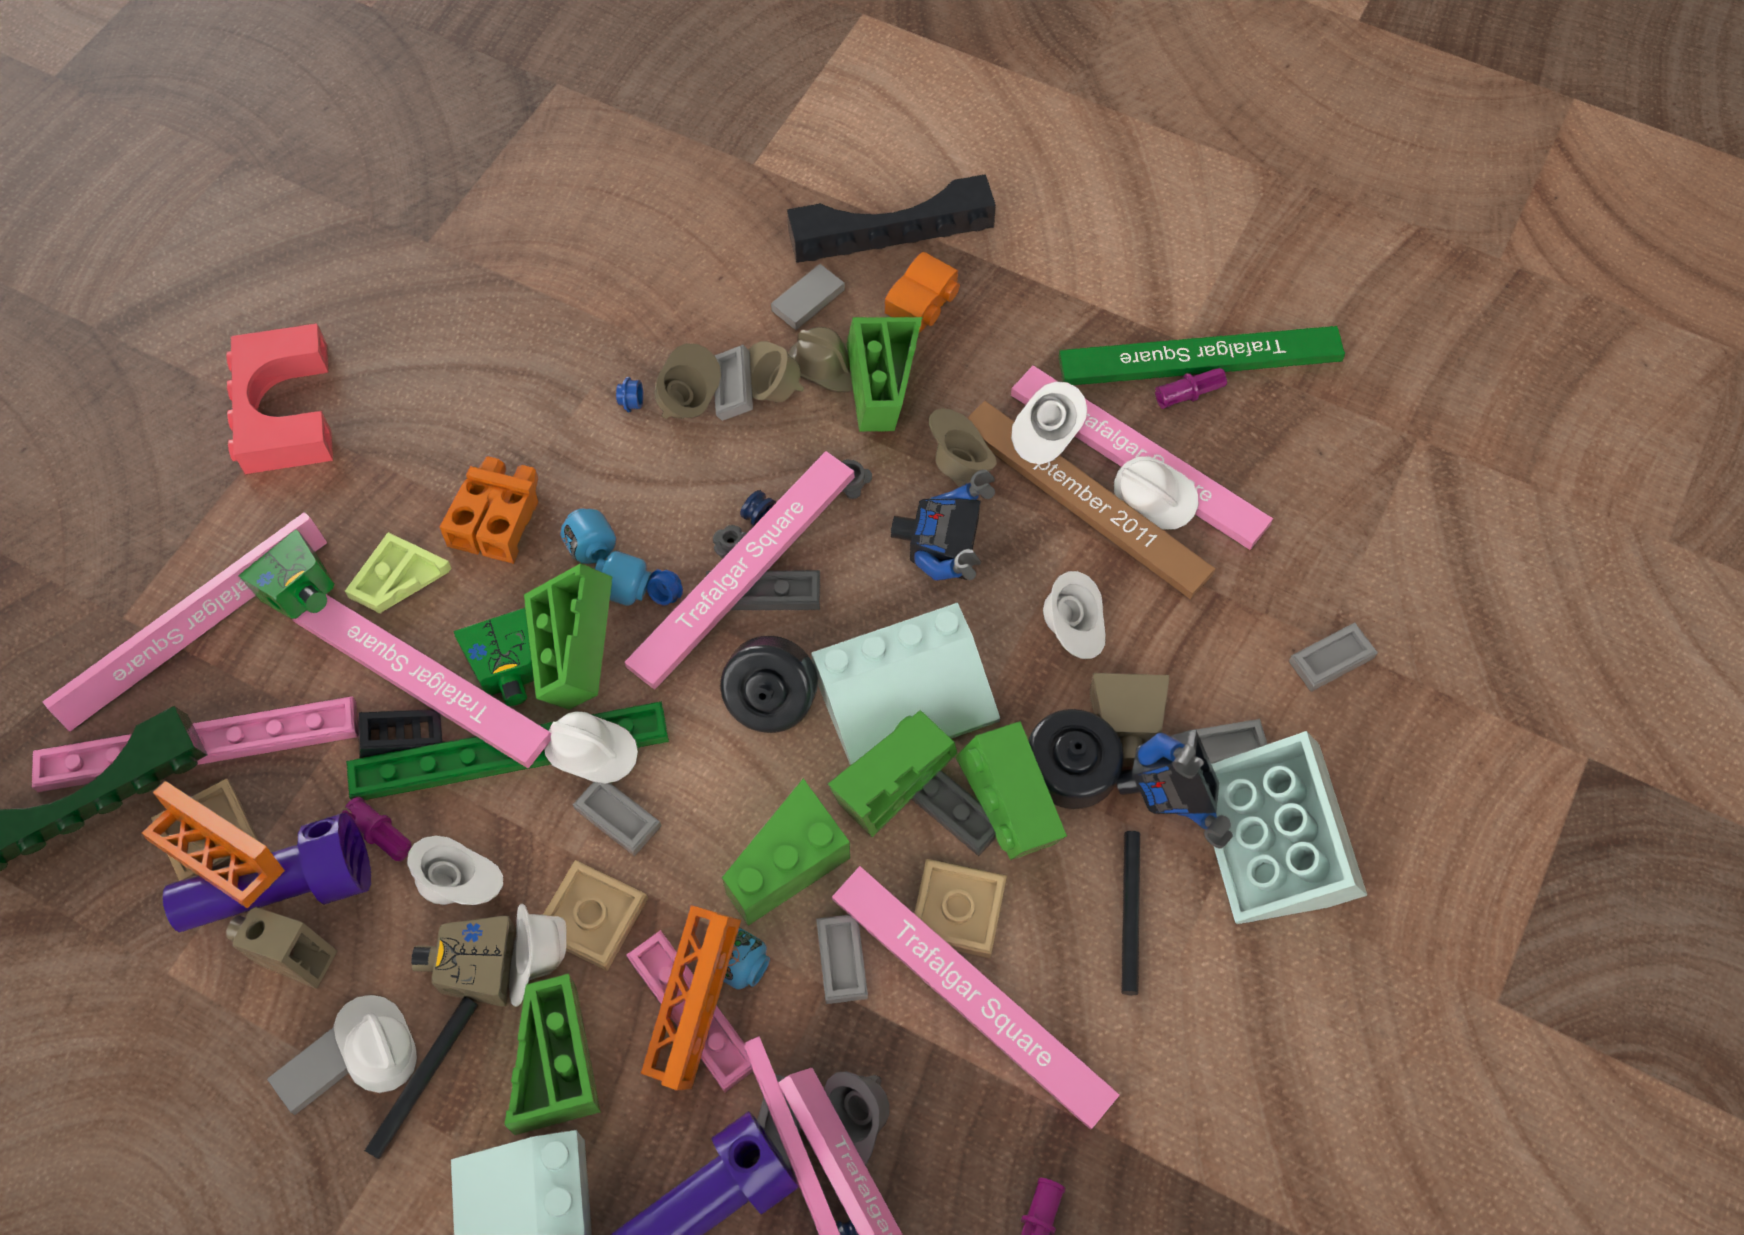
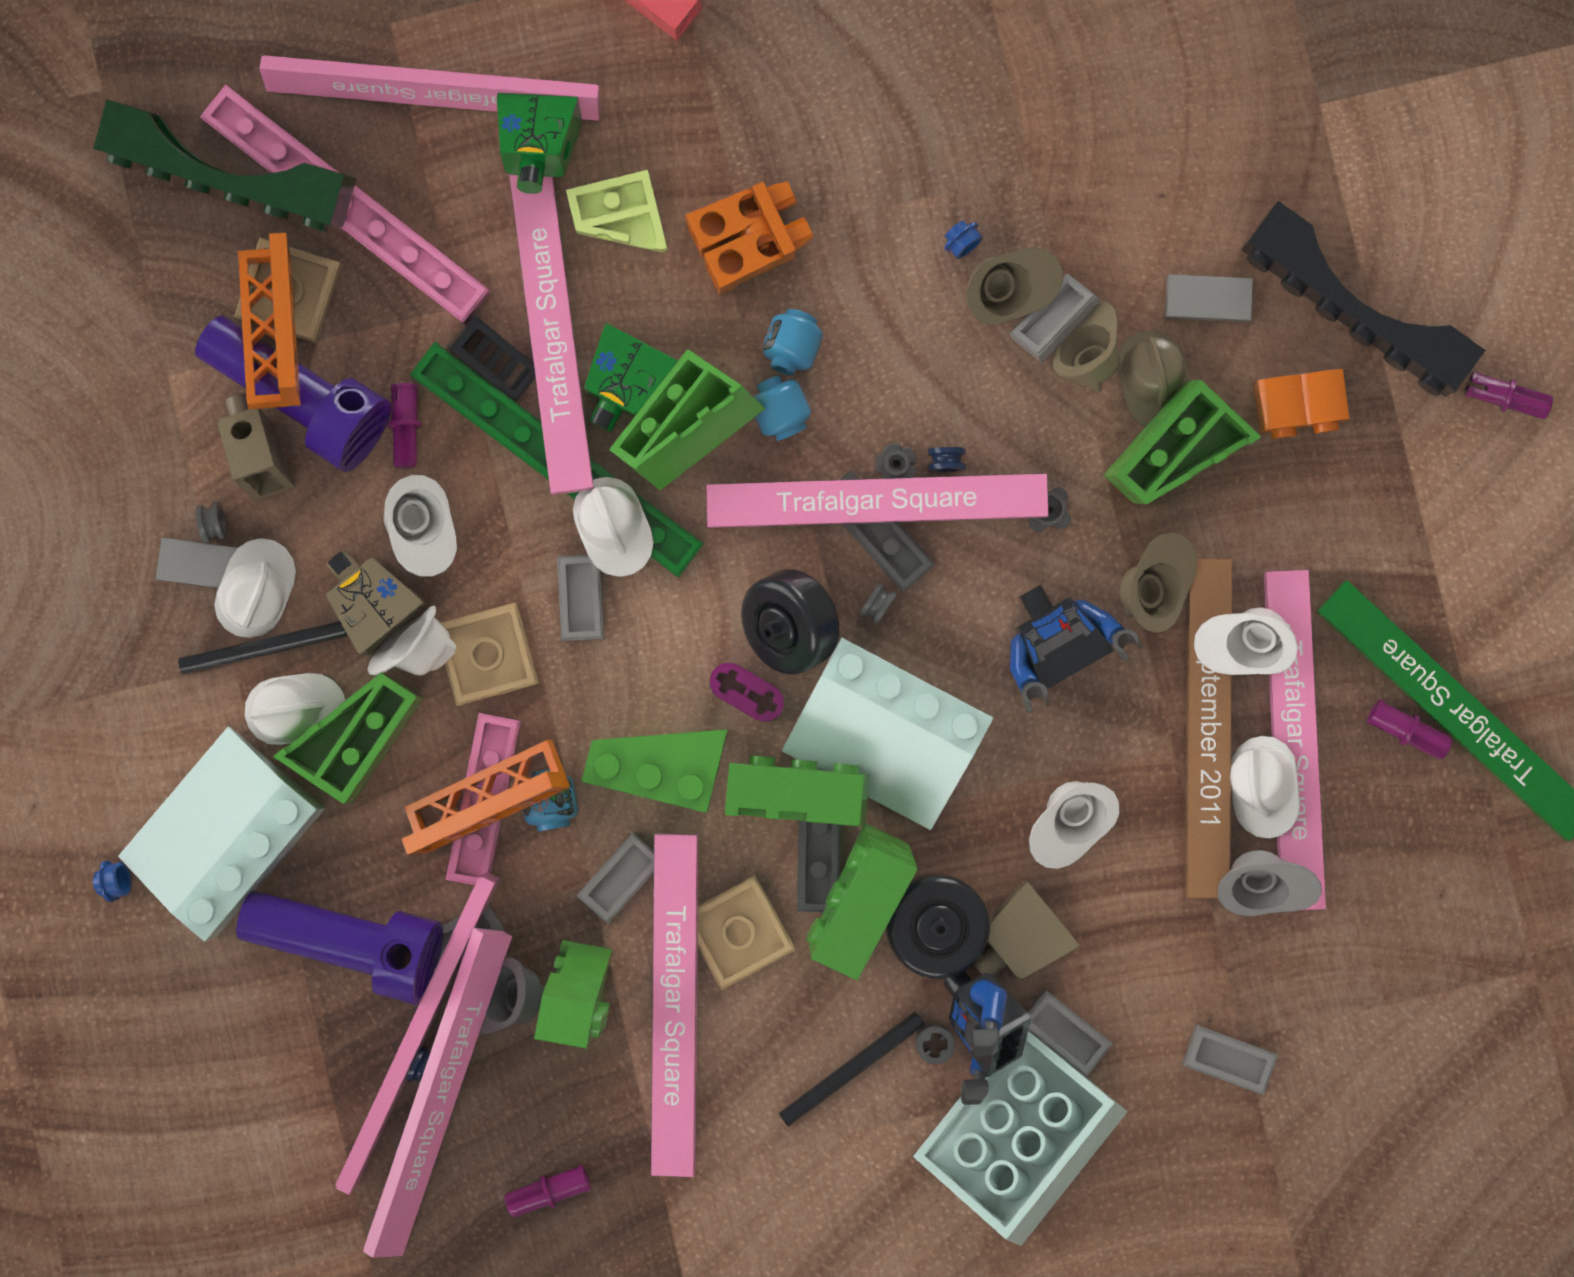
camera: 50 degrees right, 25 degrees up
(296, 1029) = (211, 522): none -> dark grey bush
(481, 1097) = (289, 705): none -> white piece
(664, 587) = (805, 449): blue plate -> none
(790, 757) = (752, 683): none -> magenta beam
(811, 623) = (877, 603): none -> dark grey bush
(905, 1055) = (573, 996): none -> bright green wedge
(1025, 190) = (1509, 395): none -> magenta axle
(1160, 824) = (944, 1052): none -> dark grey bush
(1228, 530) = (1267, 884): none -> light grey piece

